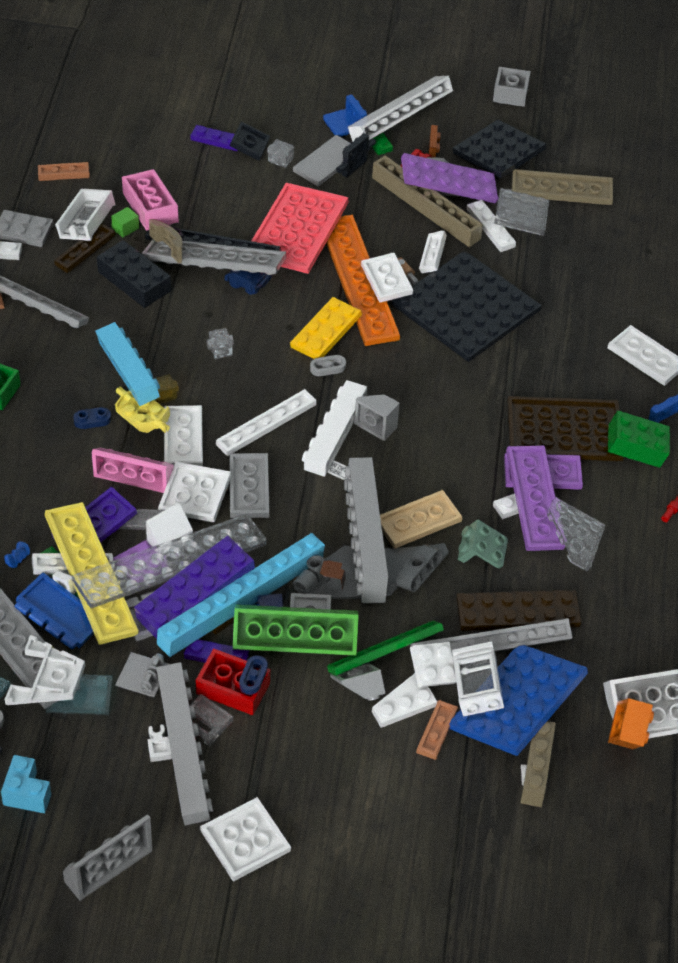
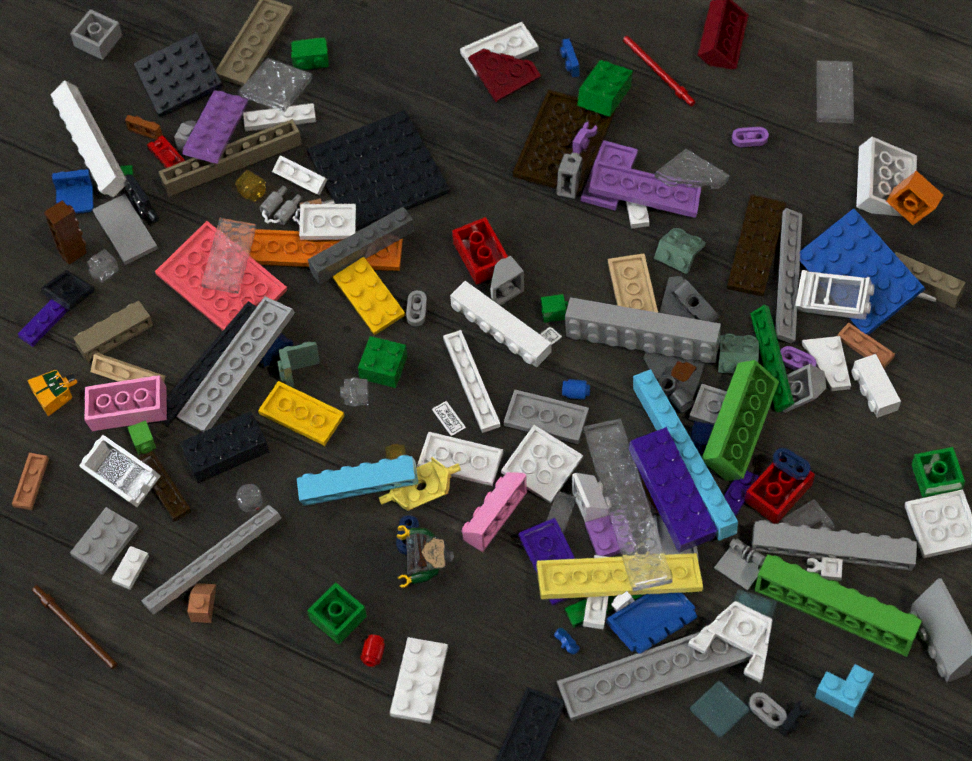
camera: 65 degrees left, 10 degrees up
(69, 428) = (424, 554): none -> torso
(89, 301) = (249, 498): none -> clear head
(112, 757) = (837, 605): none -> bright green brick
(149, 156) = (52, 390): none -> light orange torso
(162, 232) = (200, 394): dark tan slope -> none
(184, 196) = (118, 370): none -> tan plate
(187, 316) = (301, 413): none -> yellow plate
(221, 178) = (113, 331): none -> dark tan brick
(223, 419) = (448, 418): none -> white sticker
(230, 288) = (295, 358): none -> sand green bracket
(259, 354) = (382, 361): none -> green brick
(286, 499) = (575, 389): none -> blue brick
(292, 112) = (66, 231): none -> reddish brown brick
(300, 817) = (937, 472): none -> green brick
(319, 220) = (228, 255): none -> clear plate
(372, 304) = (361, 244): none -> dark grey brick
(377, 460) = (553, 308): none -> green brick
(379, 616) = (736, 350): none -> sand green bracket
(388, 744) = (875, 386): none -> white brick
(392, 672) = (798, 358): none -> medium lavender plate
(395, 245) = (274, 201): none -> light grey piece
(405, 223) = (250, 186): none -> clear yellow brick
(411, 388) = (479, 249): none -> red brick
(433, 664) = (806, 324): white plate -> none
(519, 430) = (570, 166): none -> light grey torso
(567, 226) = (309, 54): none -> green bracket
(567, 433) = (581, 140): none -> medium lavender plate
(618, 361) = (502, 72): none -> dark red plate
(648, 575) = (750, 136): none -> medium lavender plate

